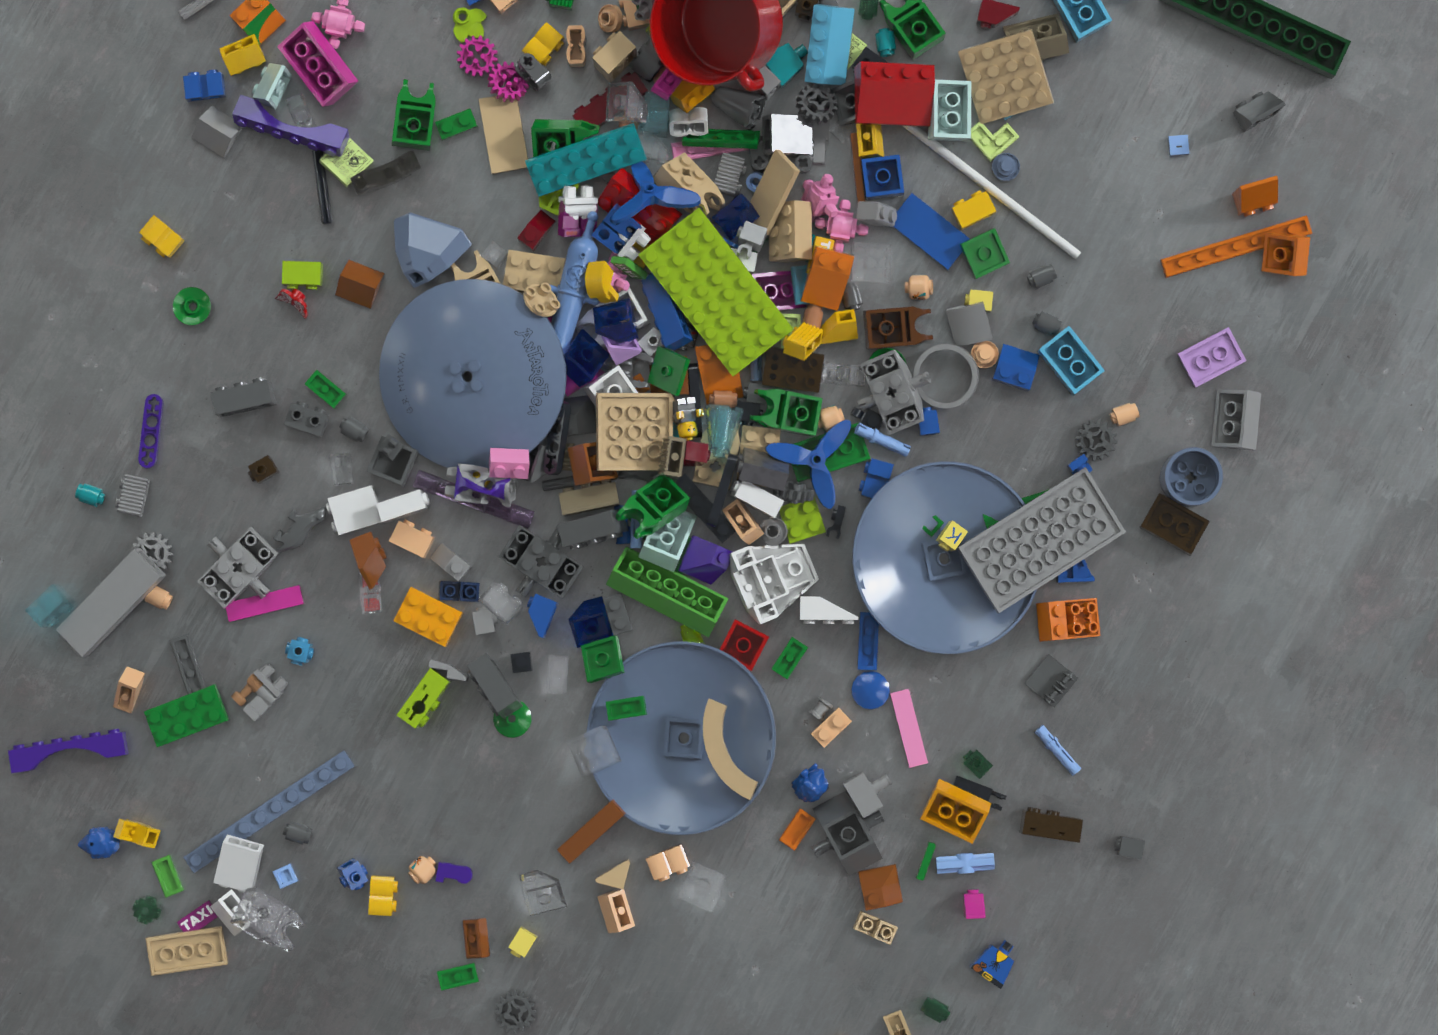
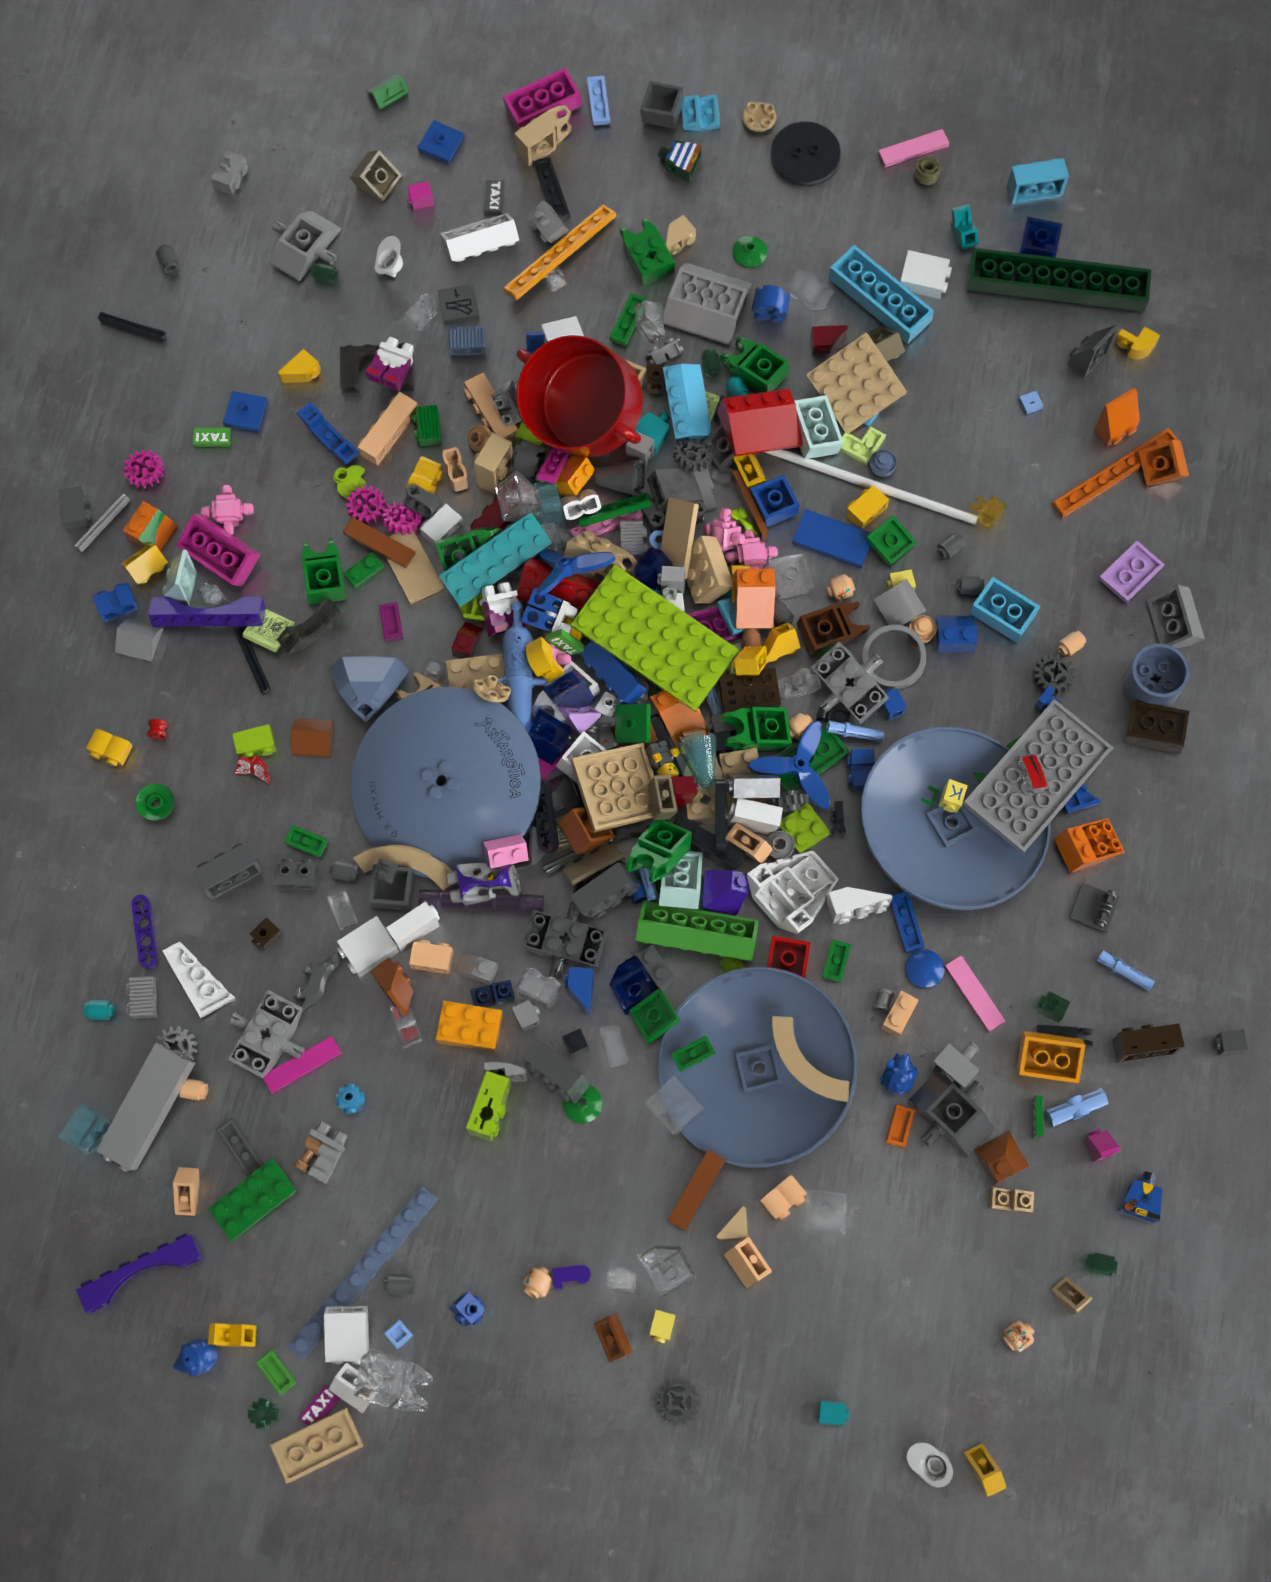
camera: 20 degrees left, 15 degrees down
(189, 500) = (199, 985): none -> white wing
(212, 231) = (157, 729): none -> red wheel
(382, 895) = (503, 1322): yellow brick -> none
(415, 436) = (408, 857): none -> tan tile
(457, 976) = (606, 1383): green plate -> none
(468, 187) = (391, 621): none -> magenta tile
(478, 101) = (379, 542): none -> dark orange tile
(498, 892) = (622, 1280): none -> clear slope
(545, 101) = (441, 525): none -> white brick
(844, 184) = (740, 517): none -> lime plate
(876, 213) = (780, 531): light grey brick -> none
(1035, 539) = (1034, 773): none -> slope
(1095, 251) = (990, 511): none -> clear yellow brick
(1311, 118) = (1139, 346): none -> yellow brick

